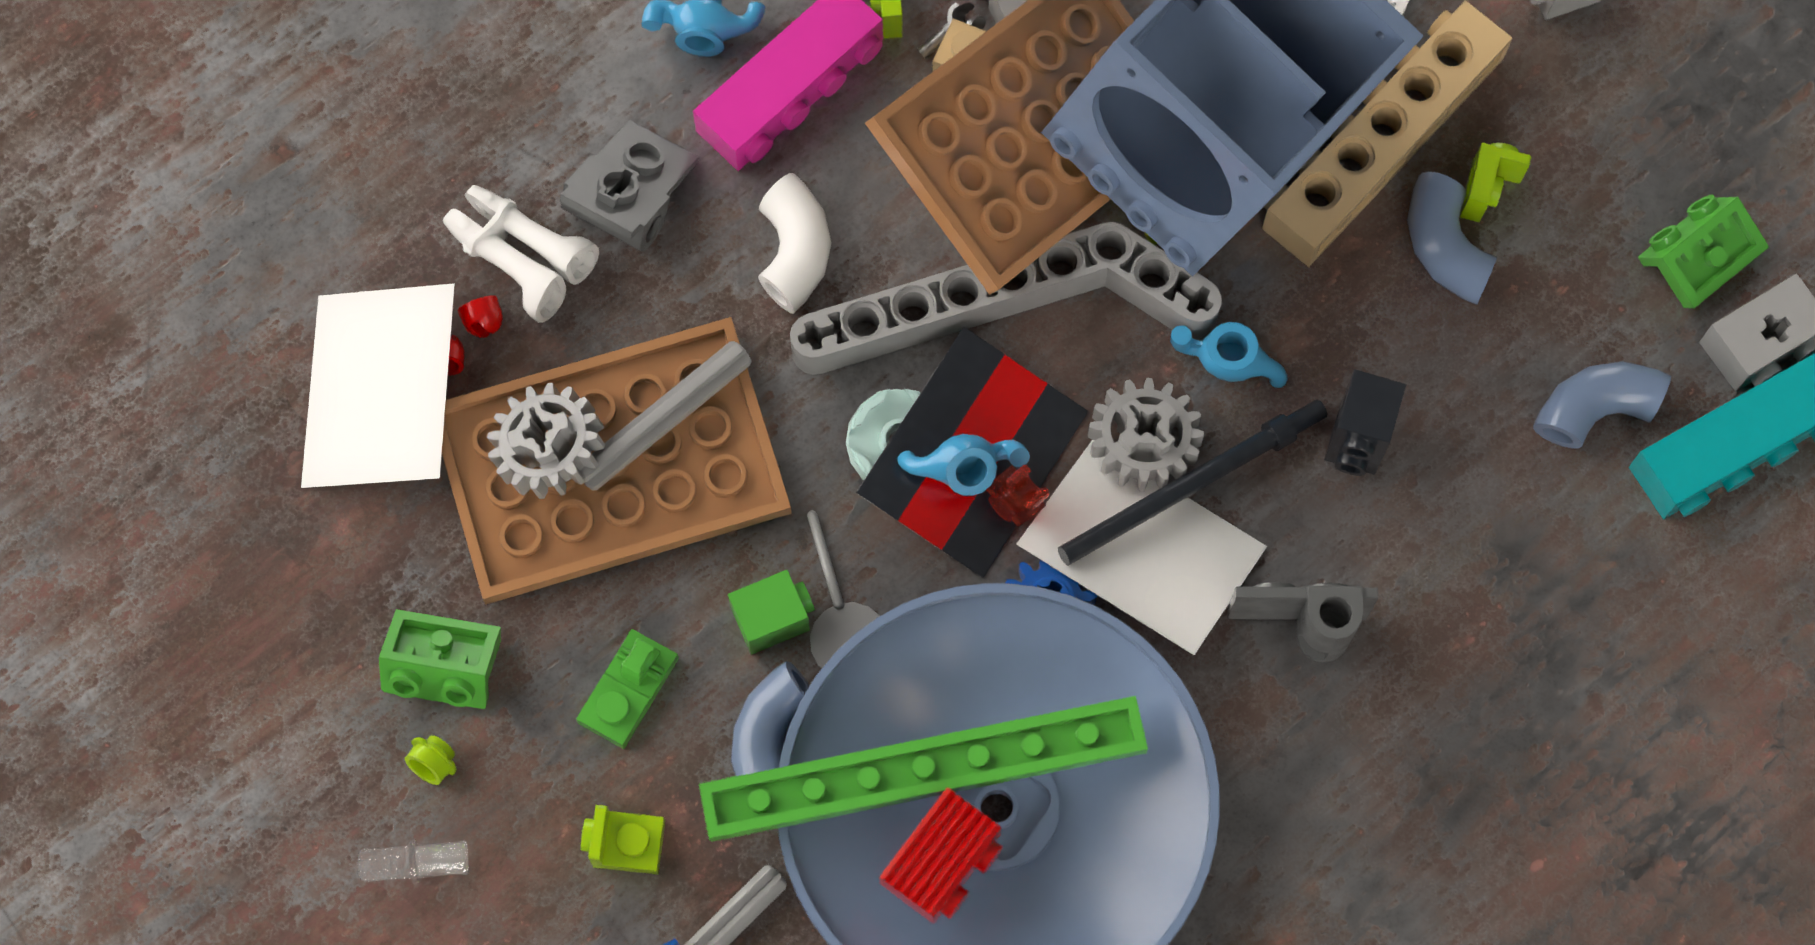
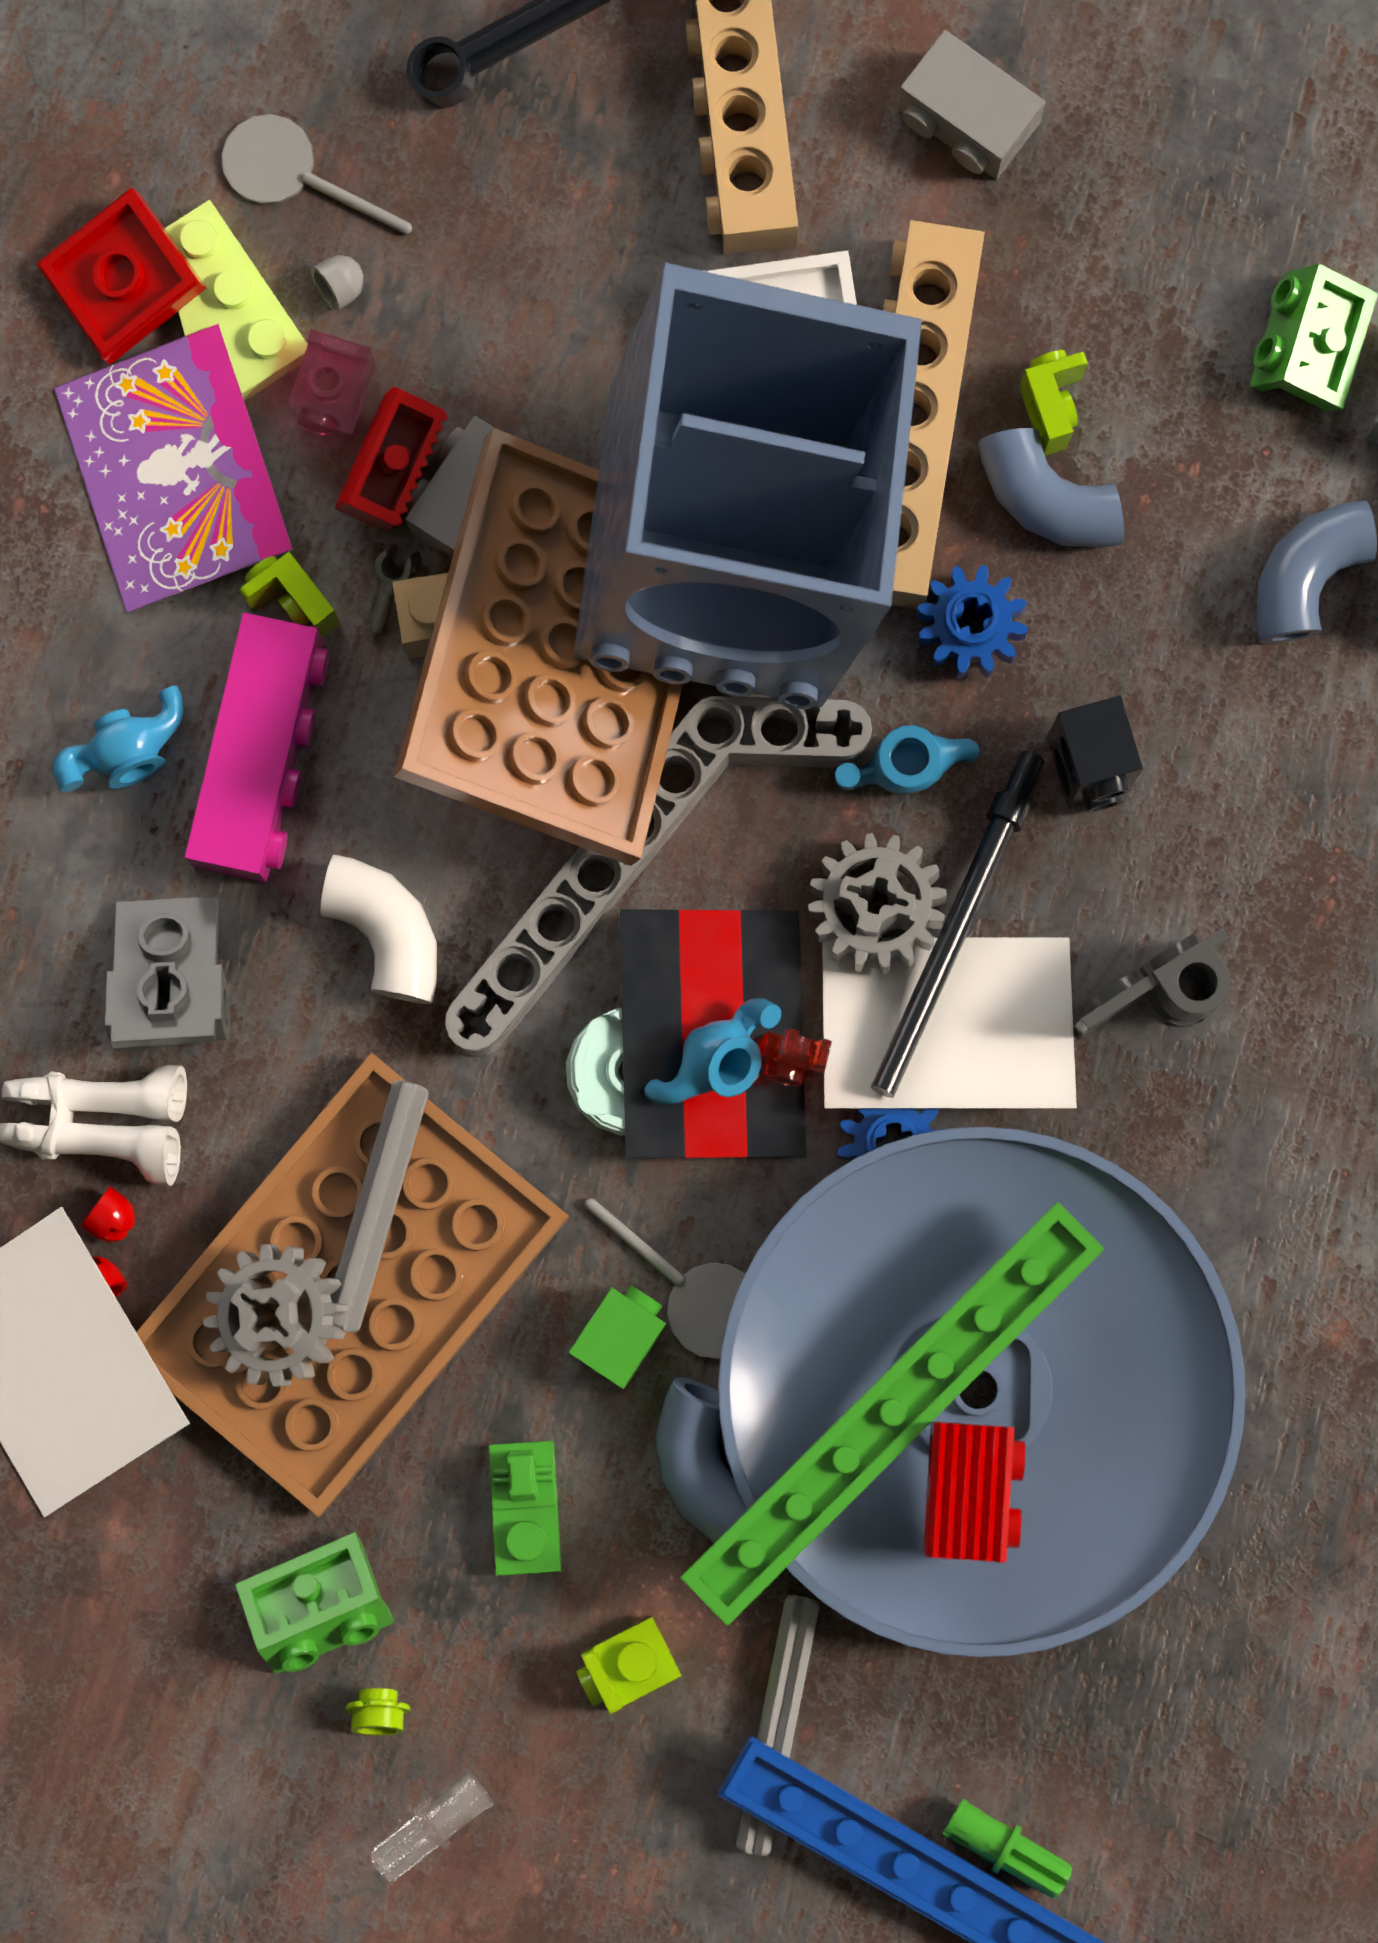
camera: 30 degrees left, 10 degrees up
(1356, 297) = (983, 601): none -> blue gear

